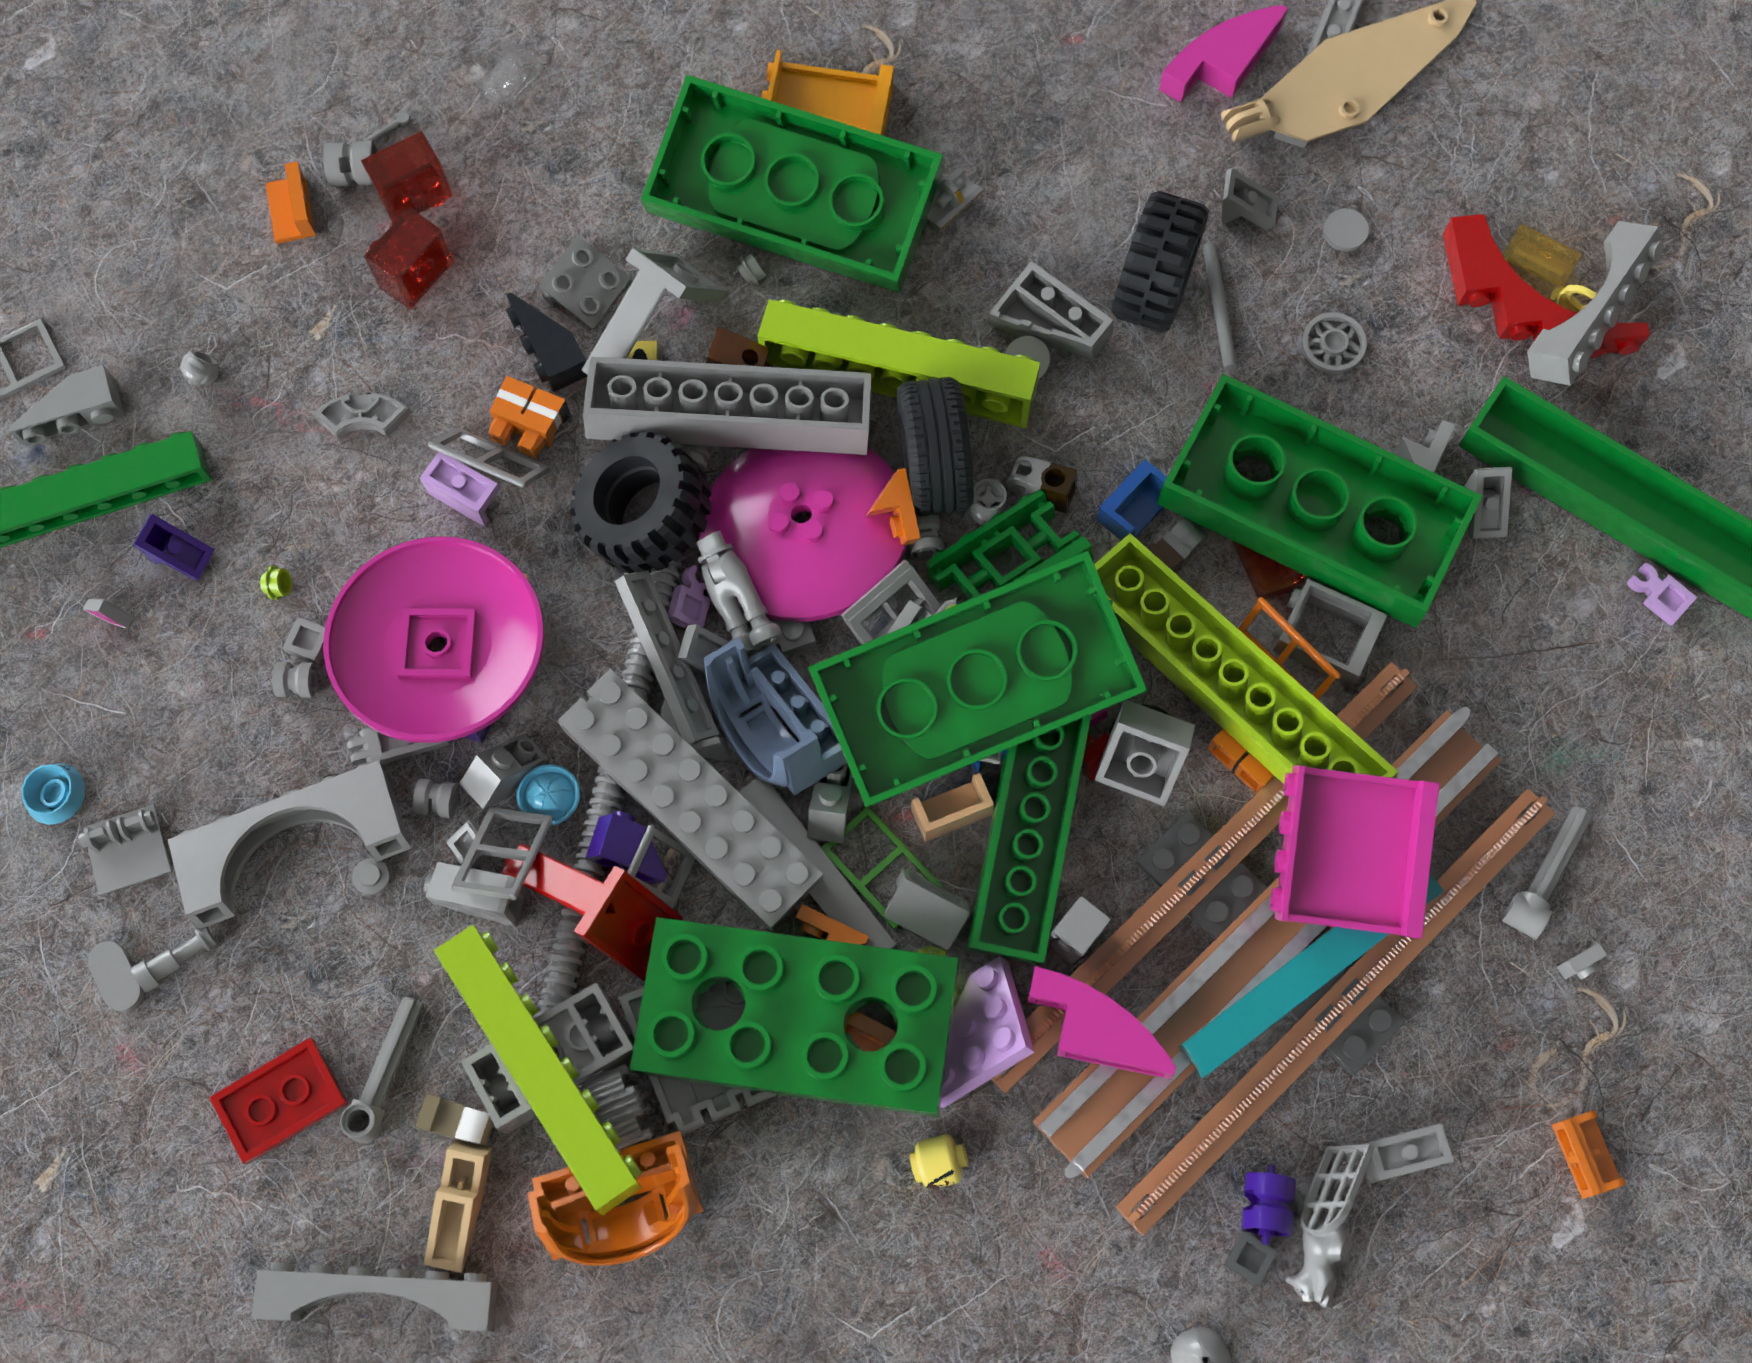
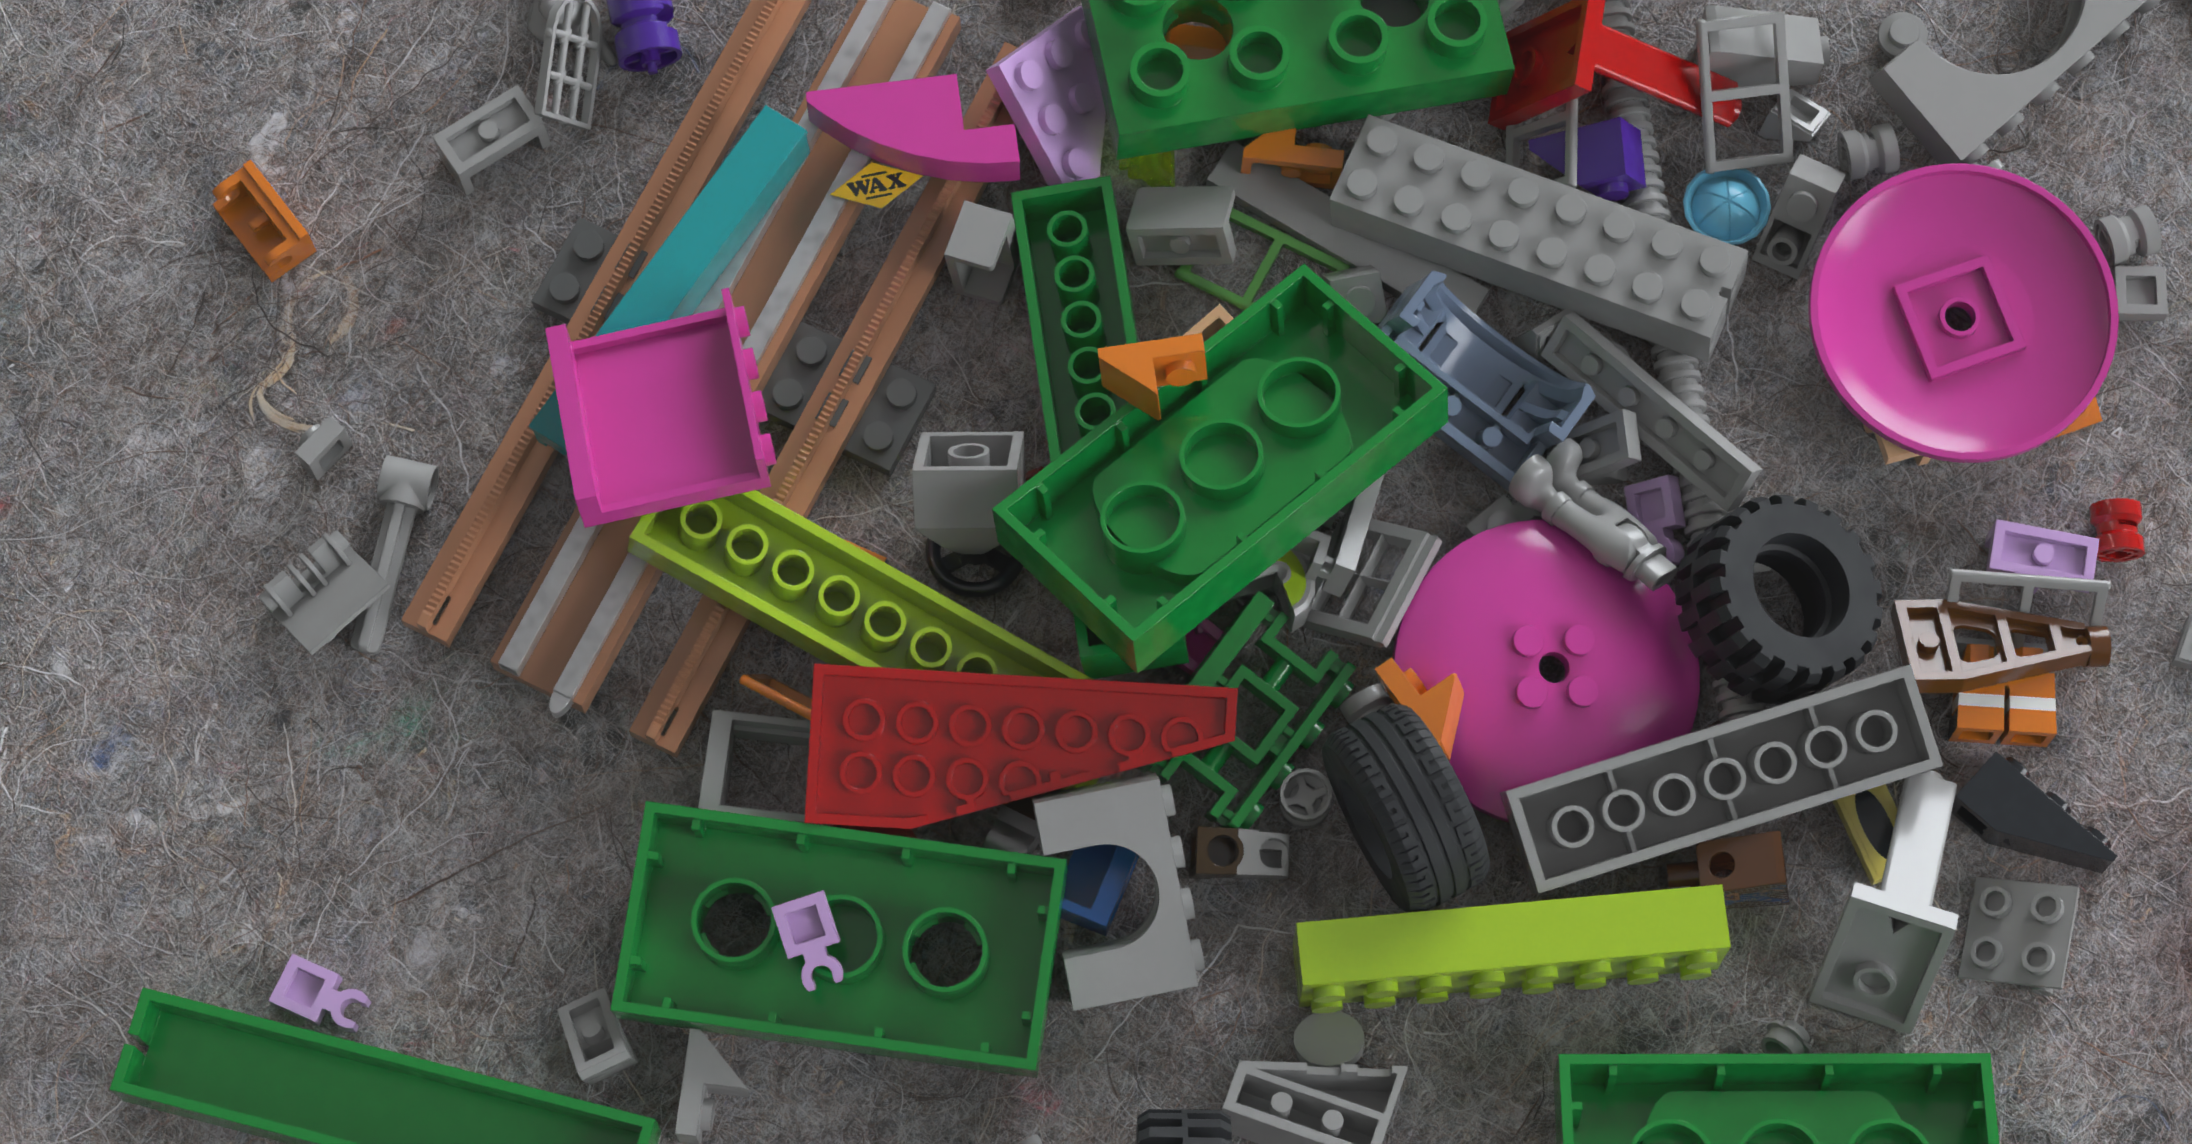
camera: 160 degrees right, 0 degrees up
(402, 493) = (2117, 529): none -> red wheel
(559, 444) = (1929, 644): none -> reddish brown plate
(1015, 748) = (1139, 368): none -> orange slope
(1118, 505) = (1159, 952): none -> light grey arch
(1141, 1003) = (876, 185): none -> yellow sticker
(1228, 584) = (952, 743): none -> red wing
(1342, 489) = (807, 929): none -> lavender plate
(1604, 851) = (325, 594): none -> light grey hinge

